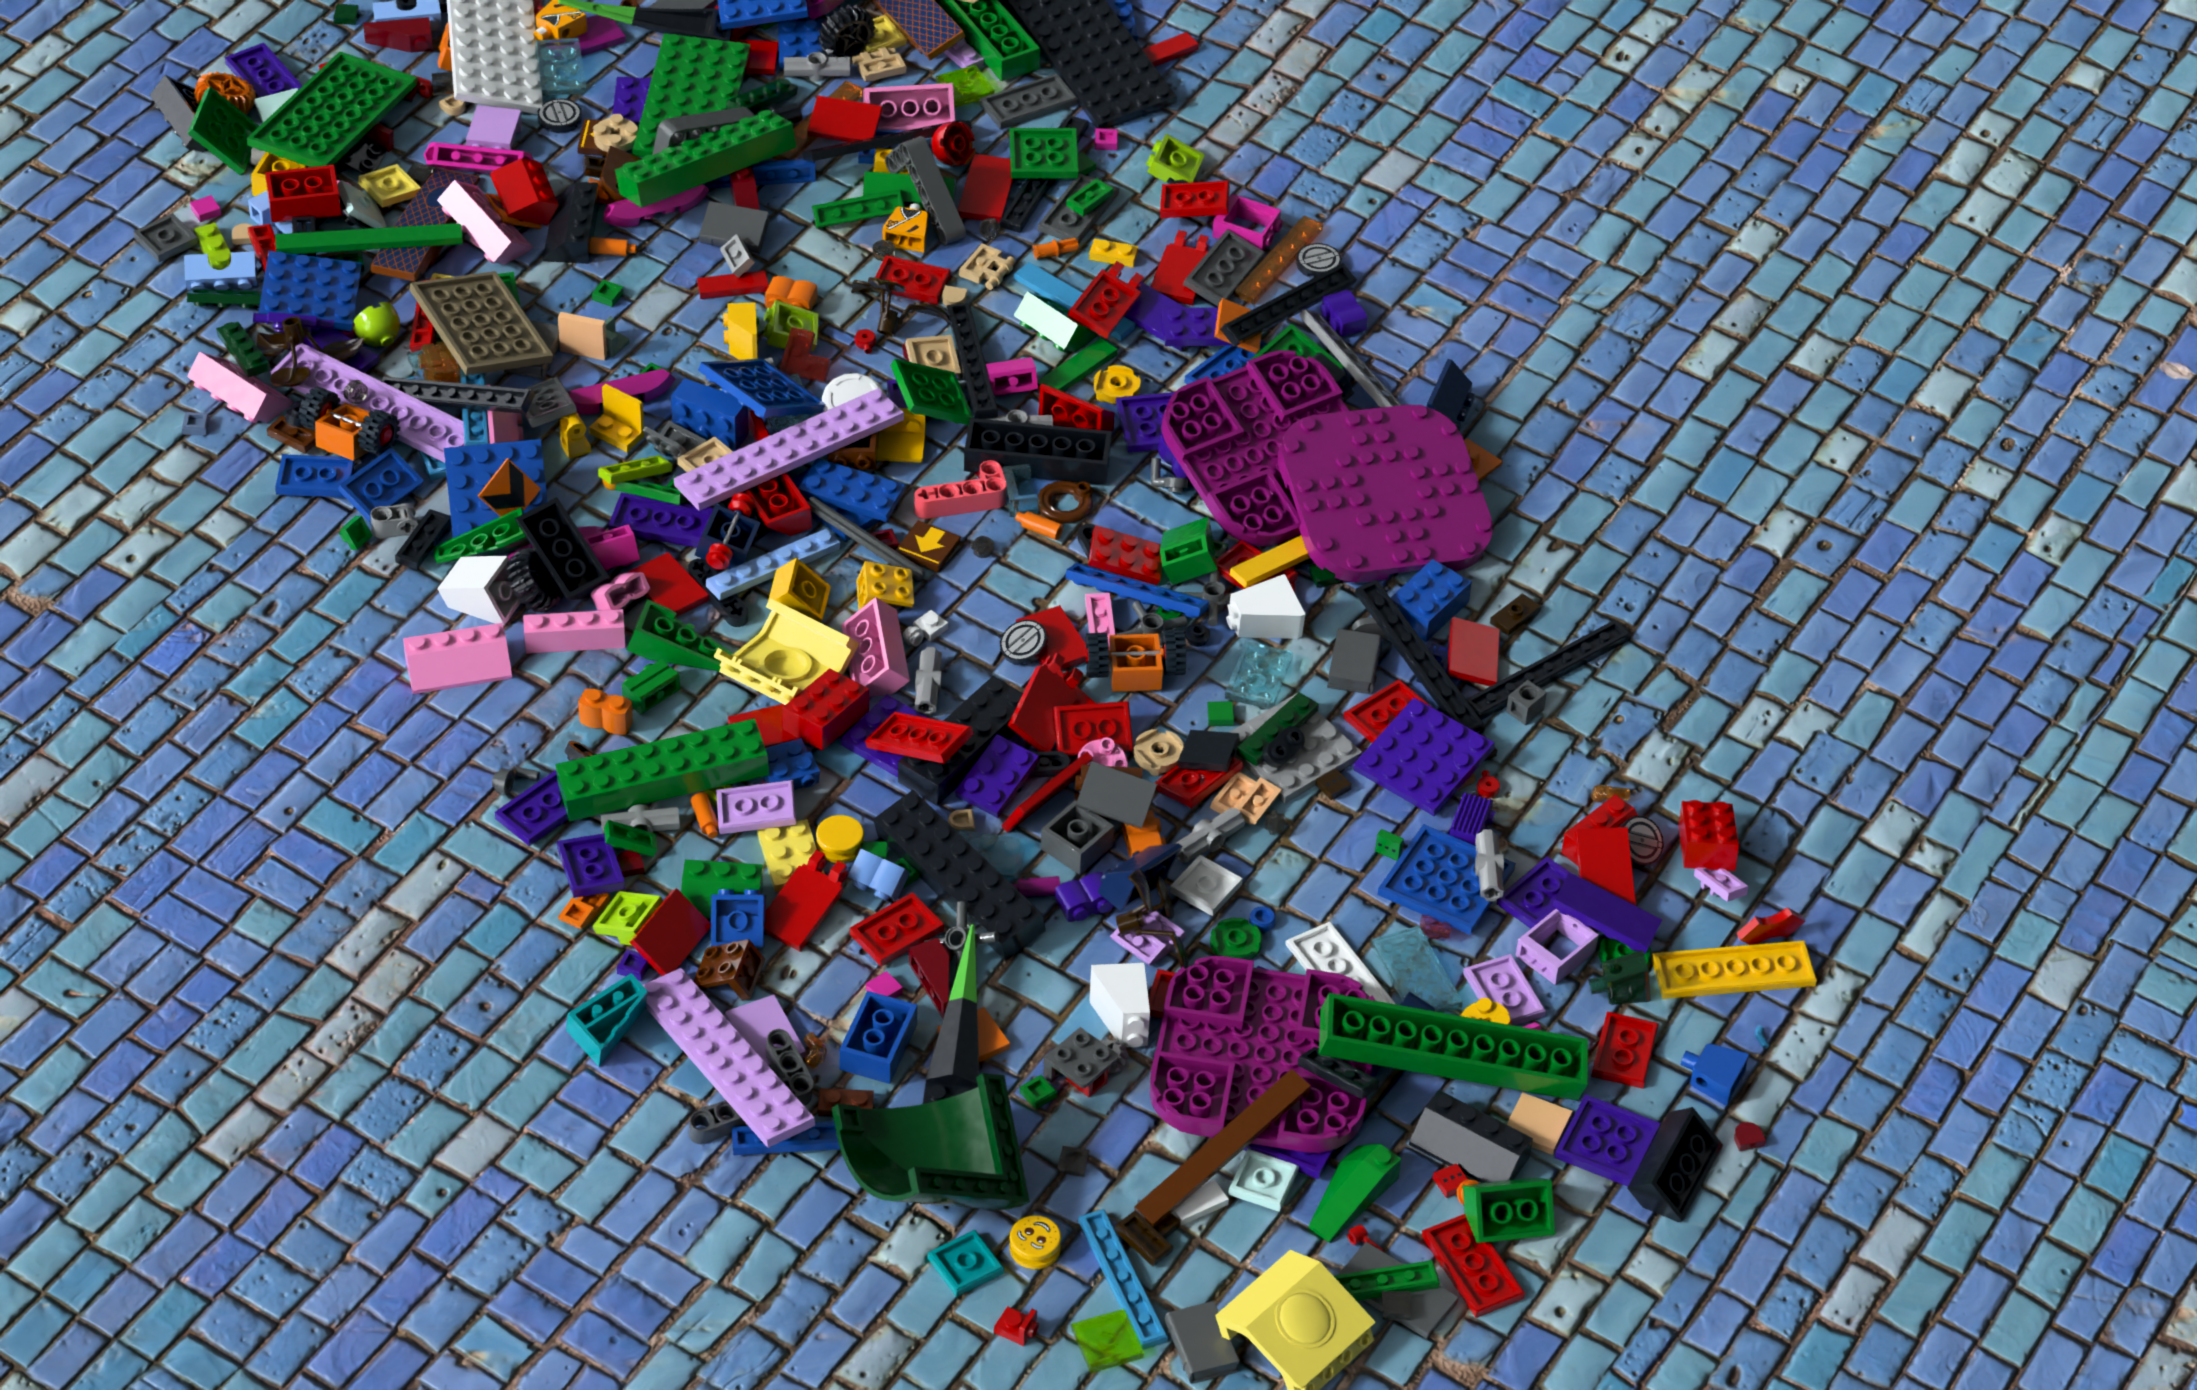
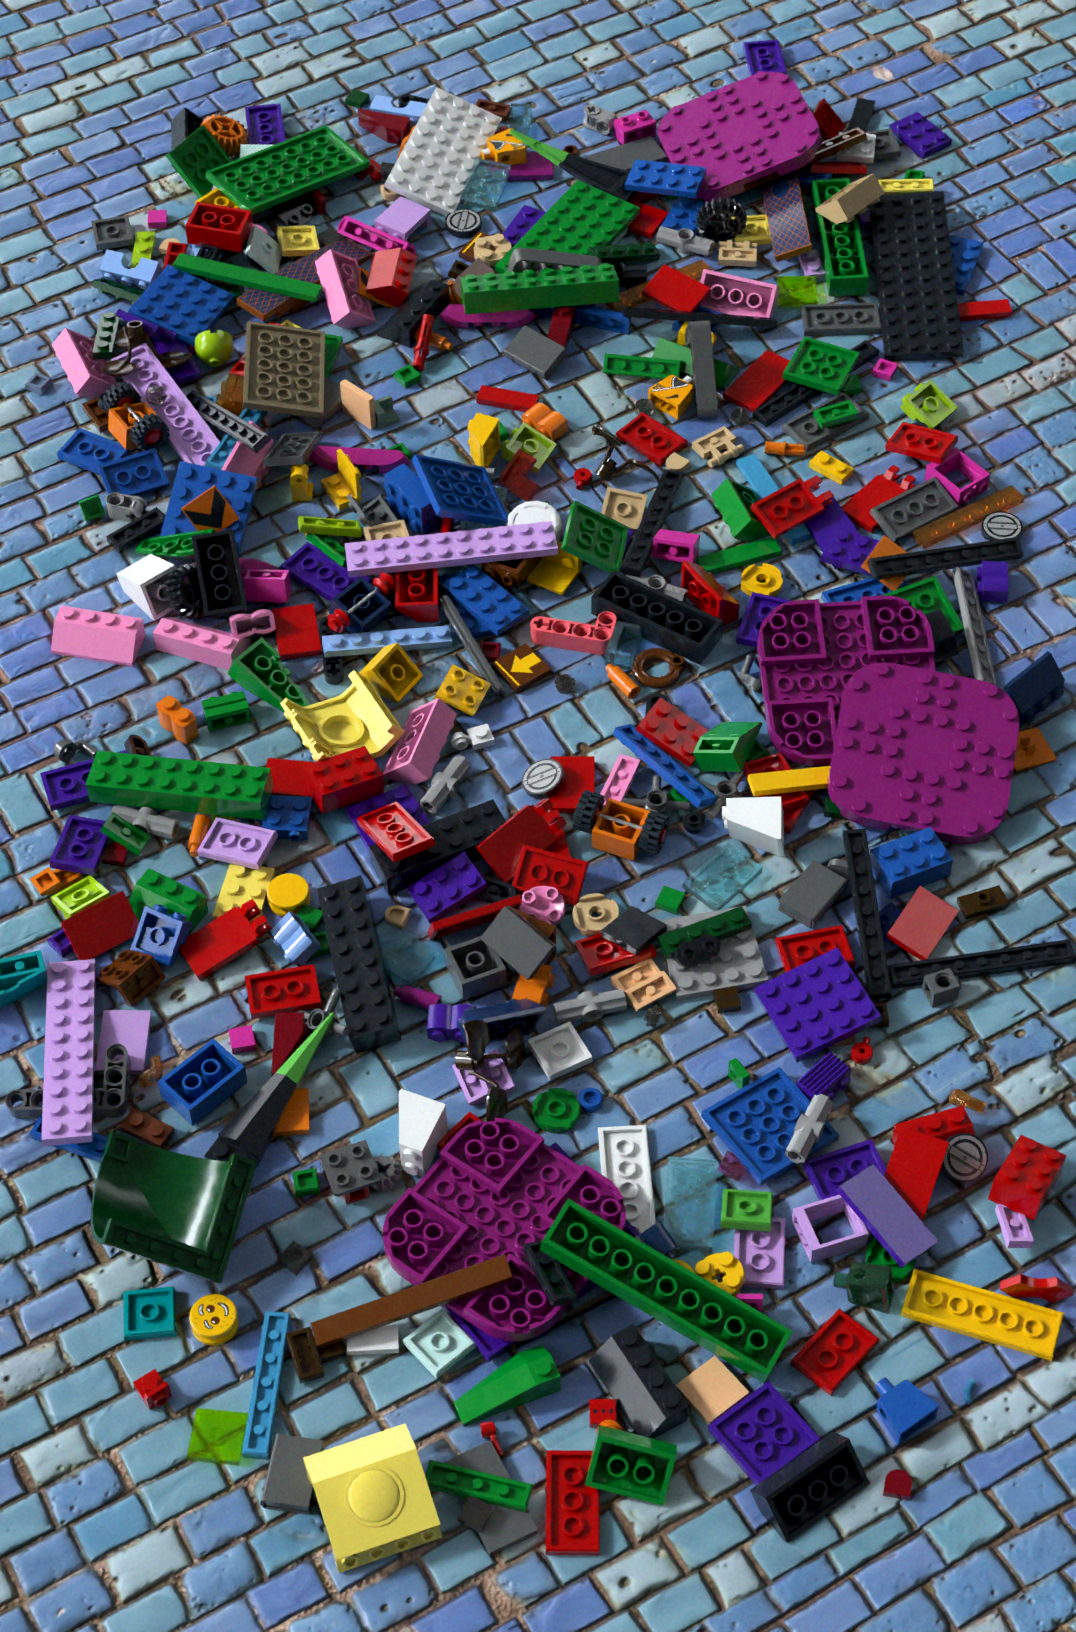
camera: 30 degrees right, 5 degrees up
(609, 260) = (419, 361): none -> red pin
(737, 255) = (521, 376): light grey plate -> none
(953, 144) = (751, 336): red cylinder -> none
(1472, 958) = (746, 1210): none -> bright green tile

